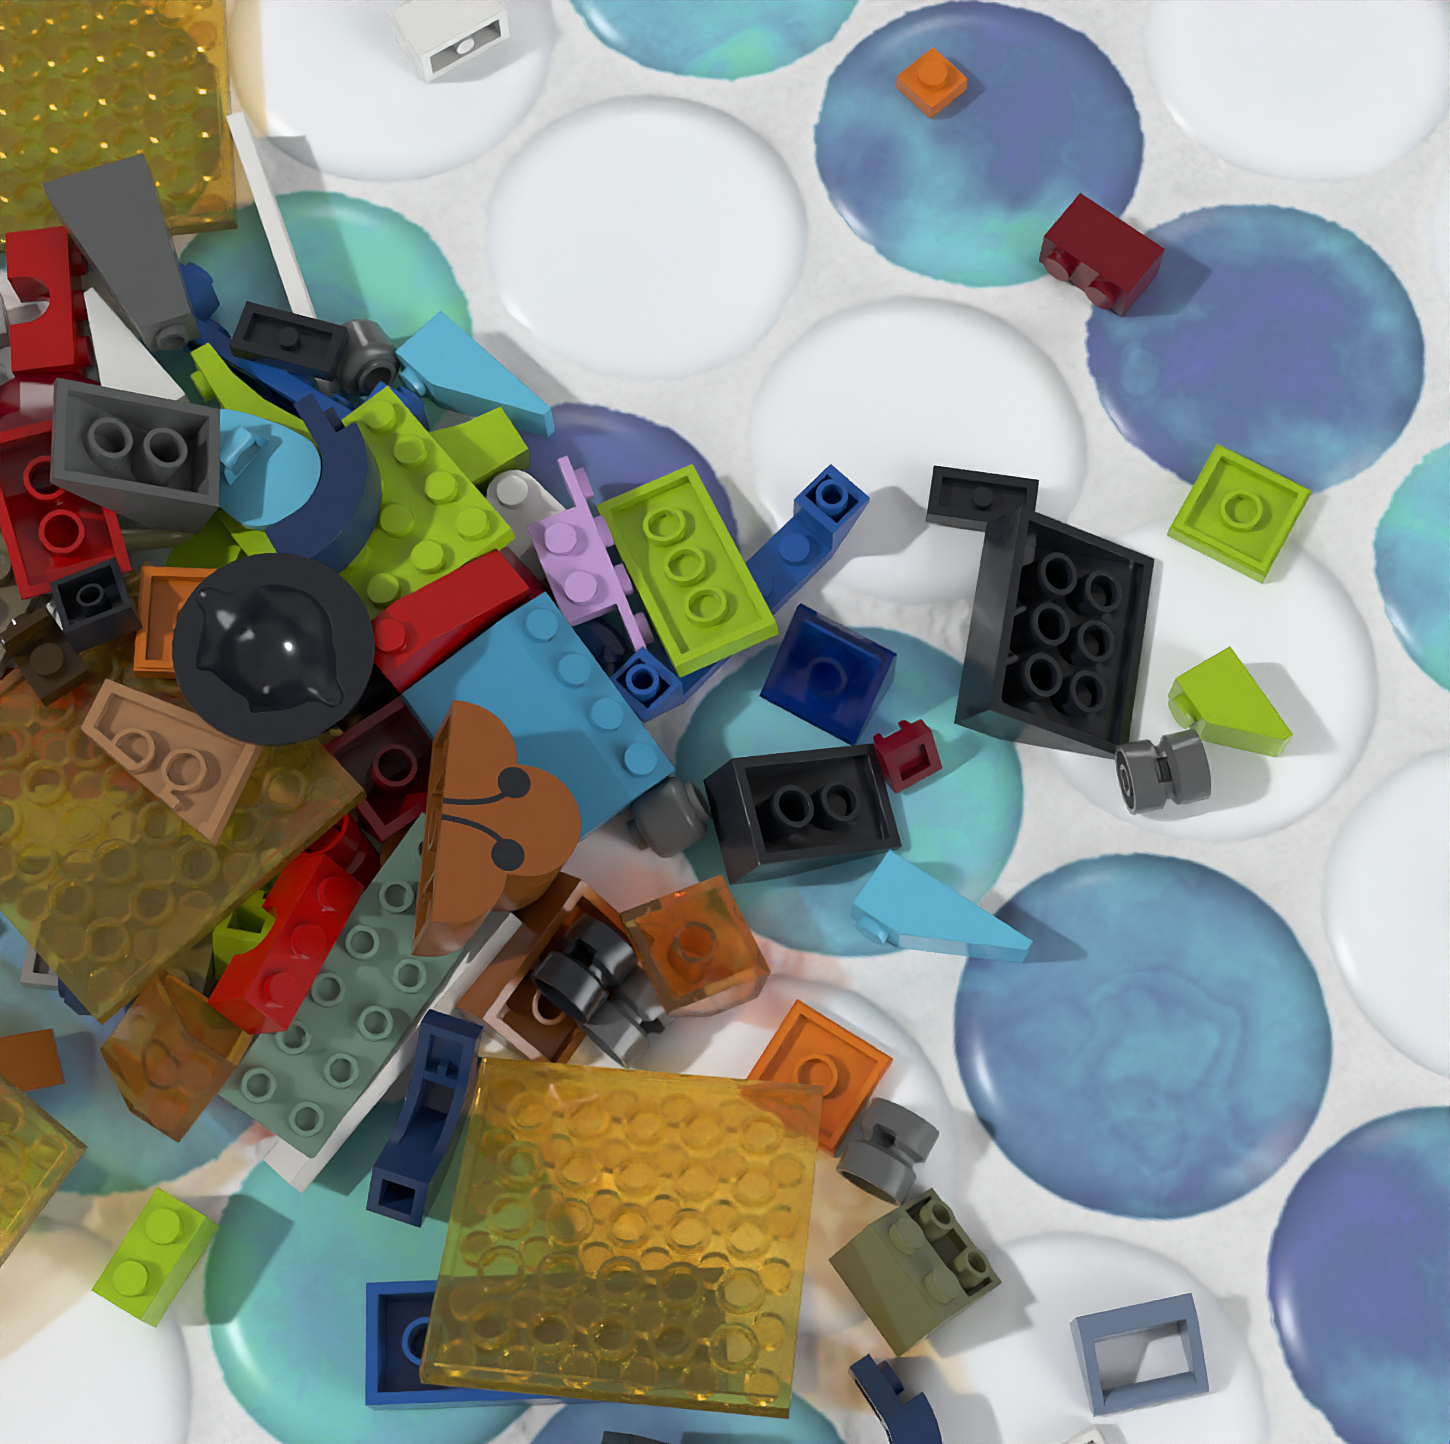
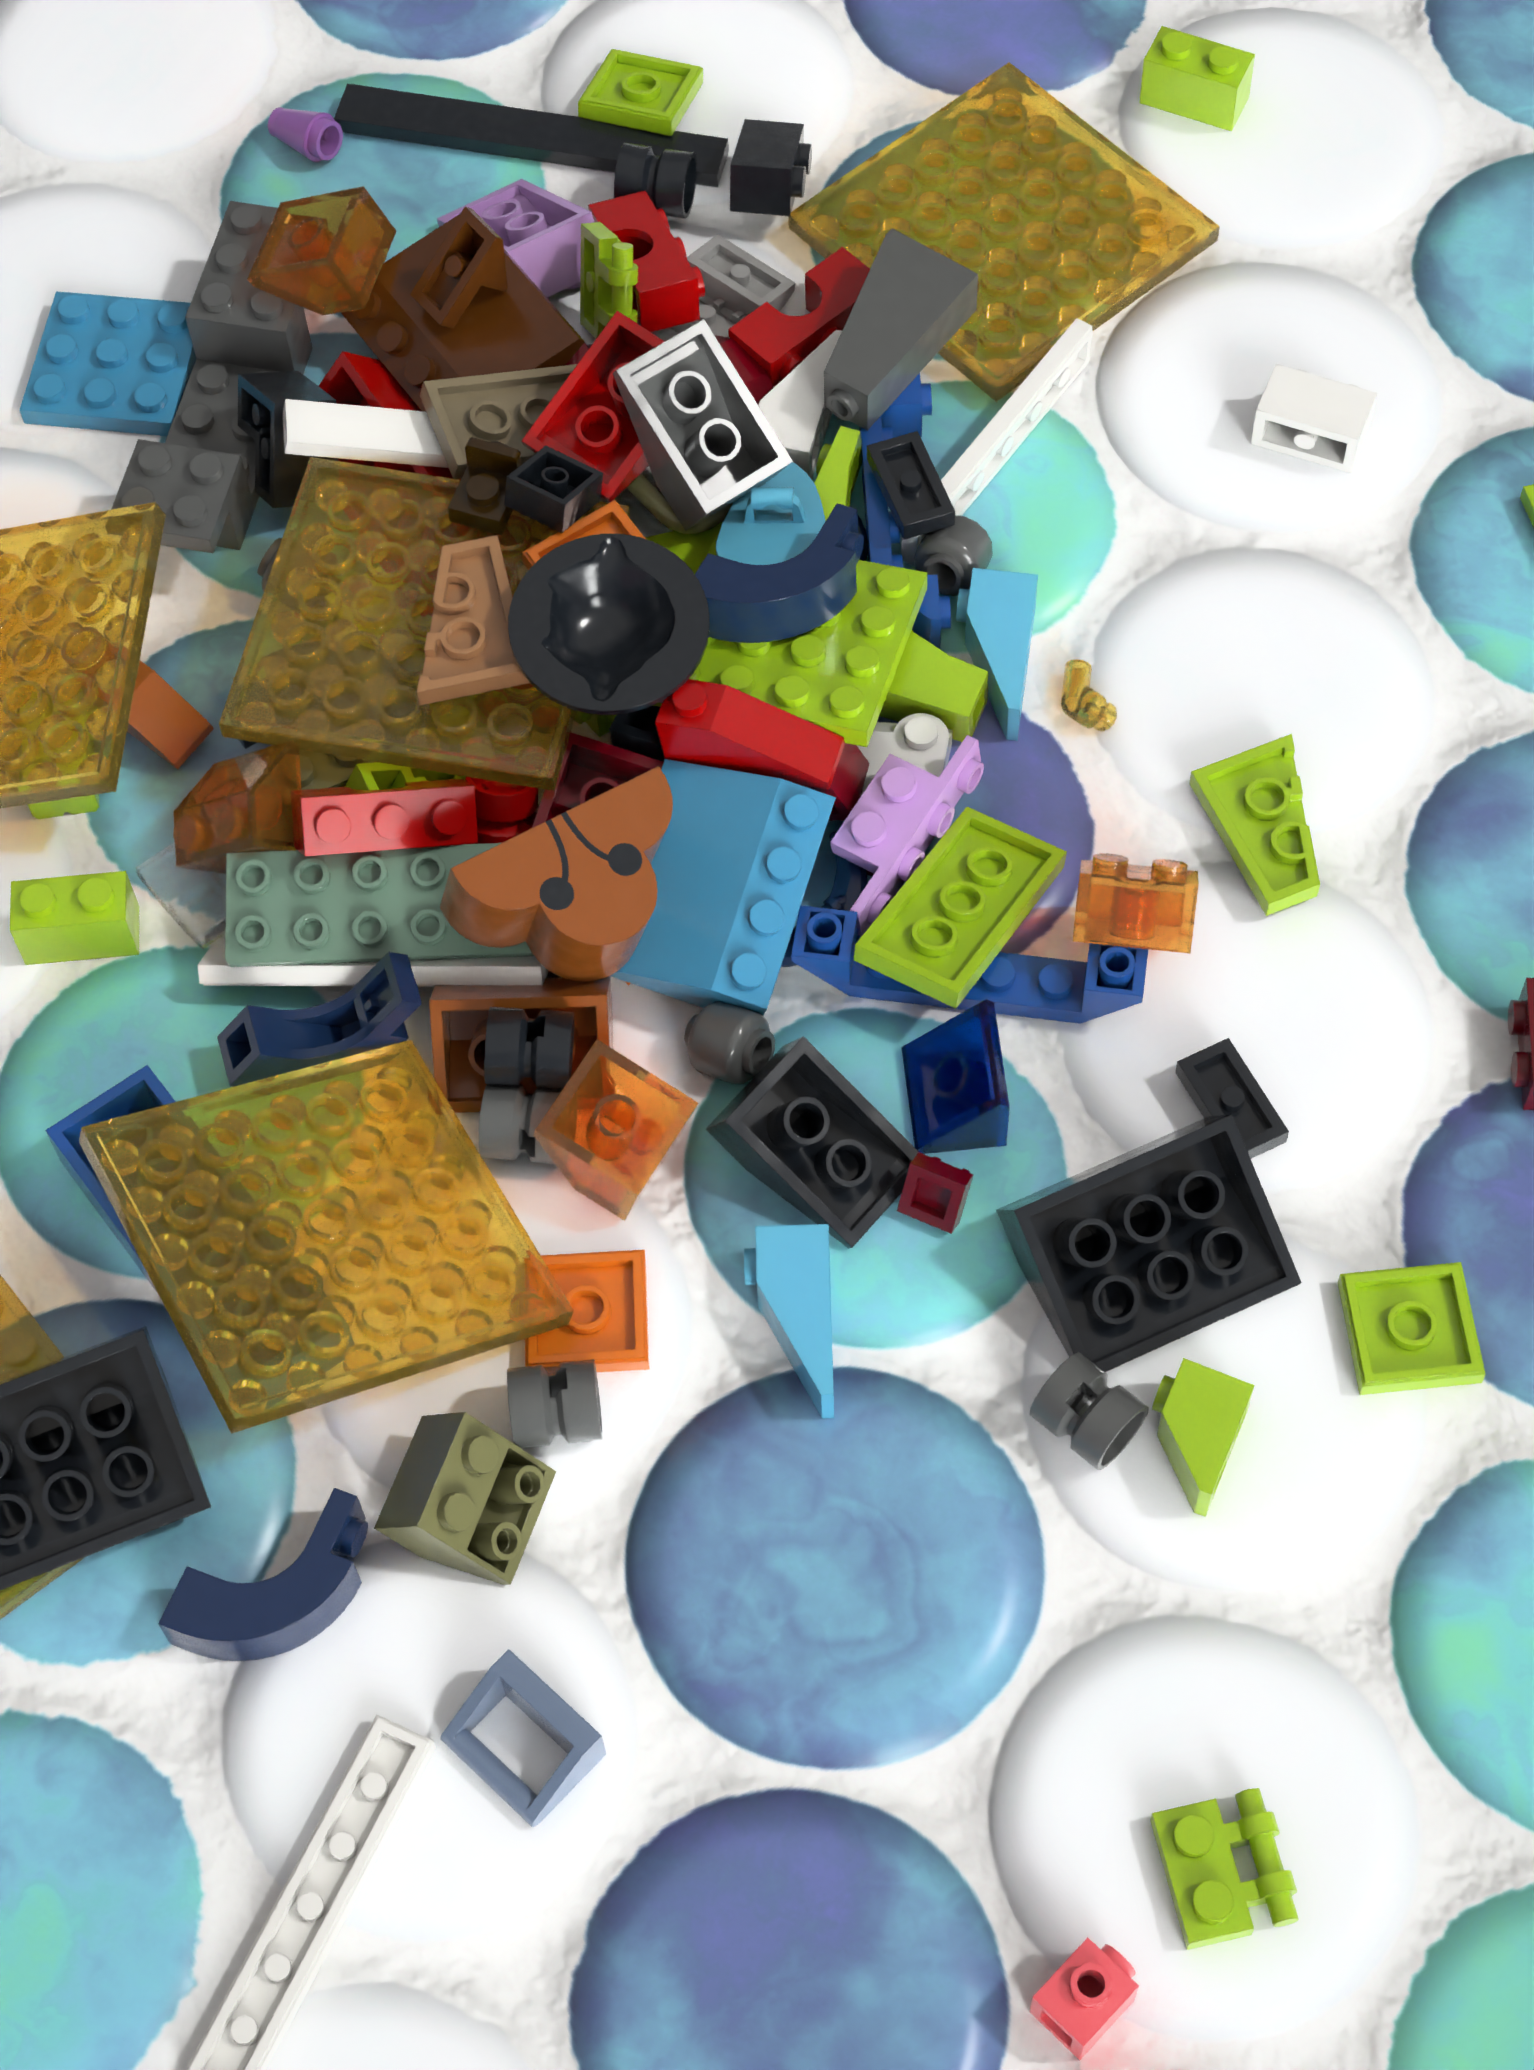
camera: 55 degrees right, 10 degrees down
(212, 1147) = (188, 895): none -> clear slope
(563, 361) = (1083, 702): none -> clear yellow arm
(763, 314) = (1262, 821): none -> lime wing
(793, 449) = (1136, 904): none -> clear orange slope

